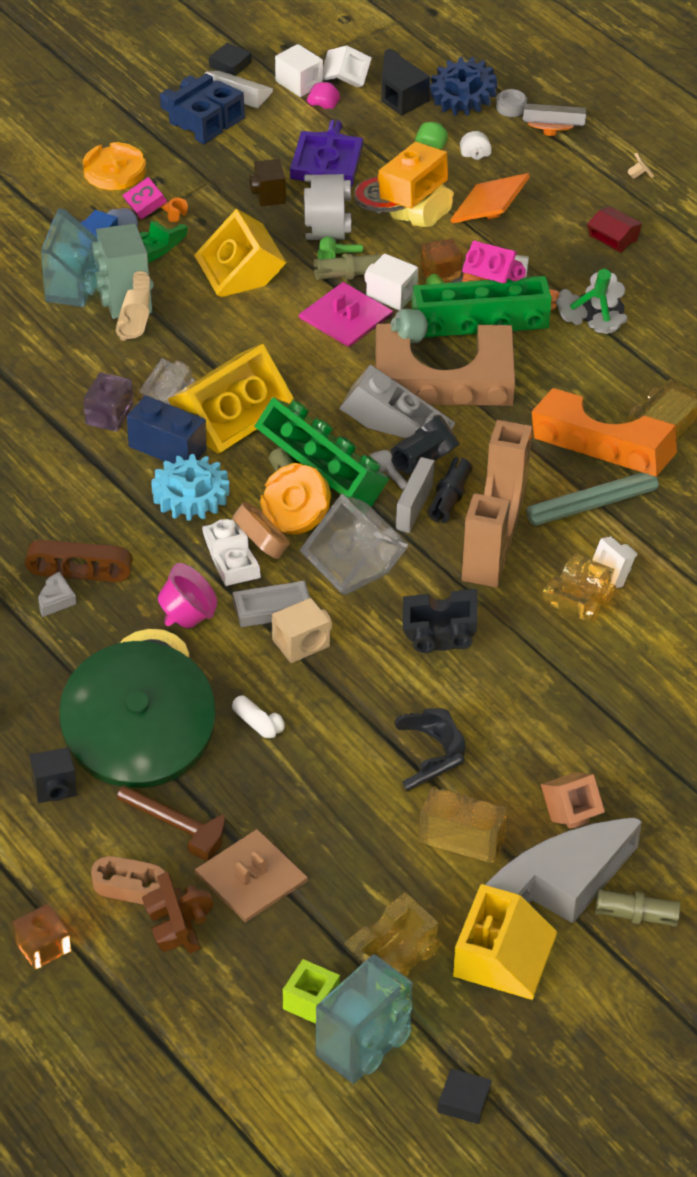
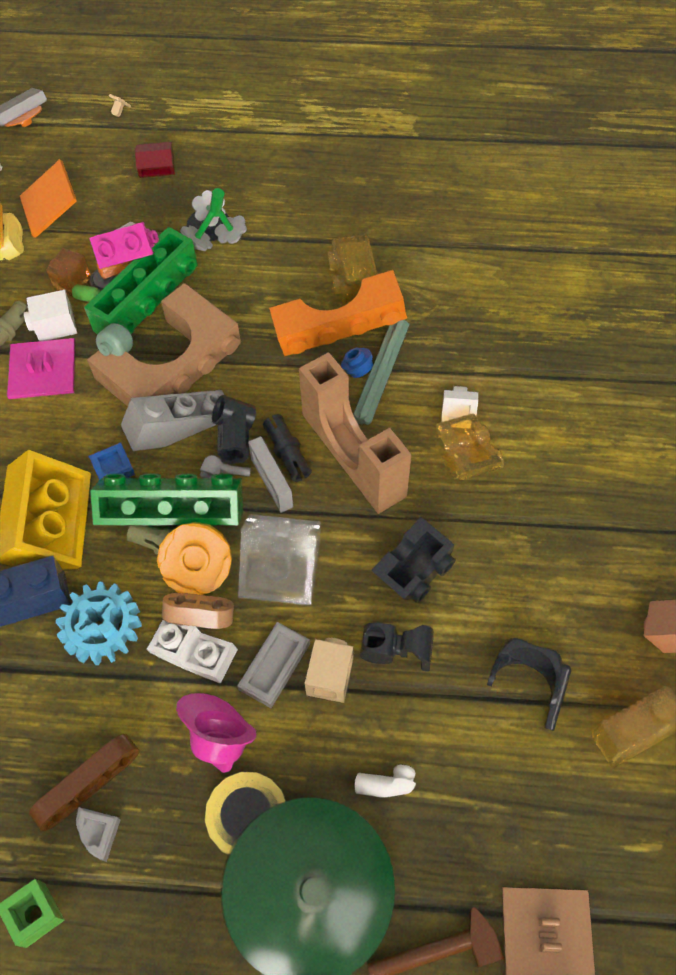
camera: 45 degrees left, 15 degrees up
(320, 405) = (112, 461): none -> blue tile
(360, 645) = (382, 643): none -> black leg
(578, 477) = (357, 362): none -> blue plate

